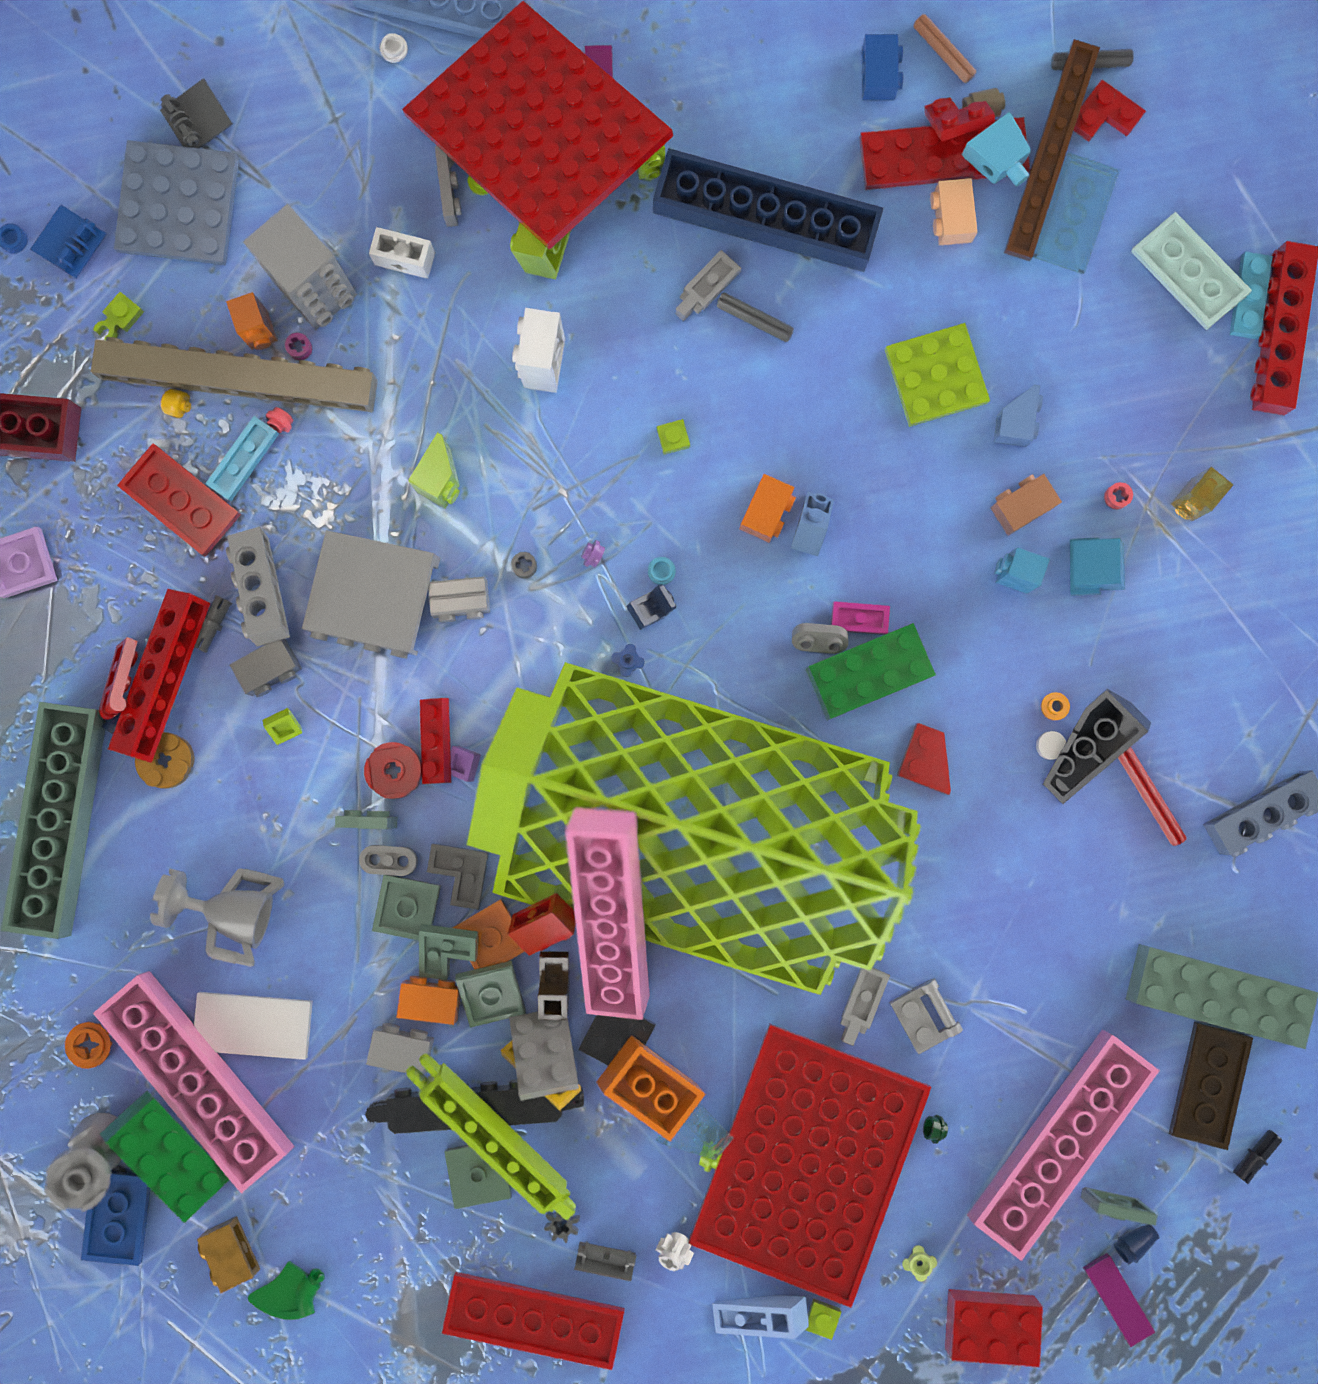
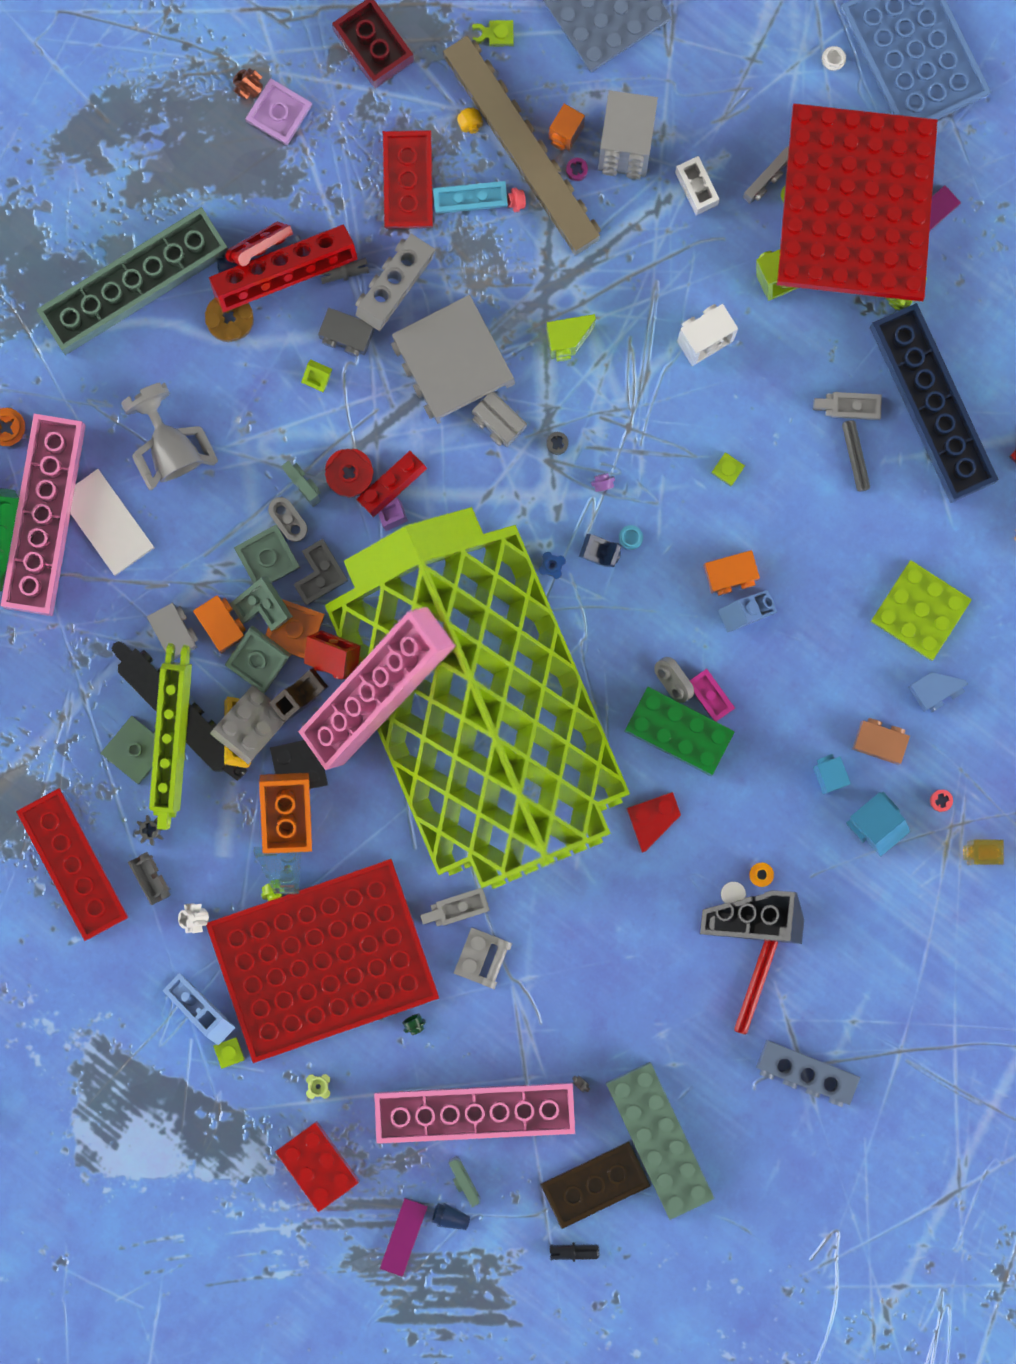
camera: 50 degrees right, 0 degrees up
(1110, 1022) = (580, 1083): none -> dark grey piece

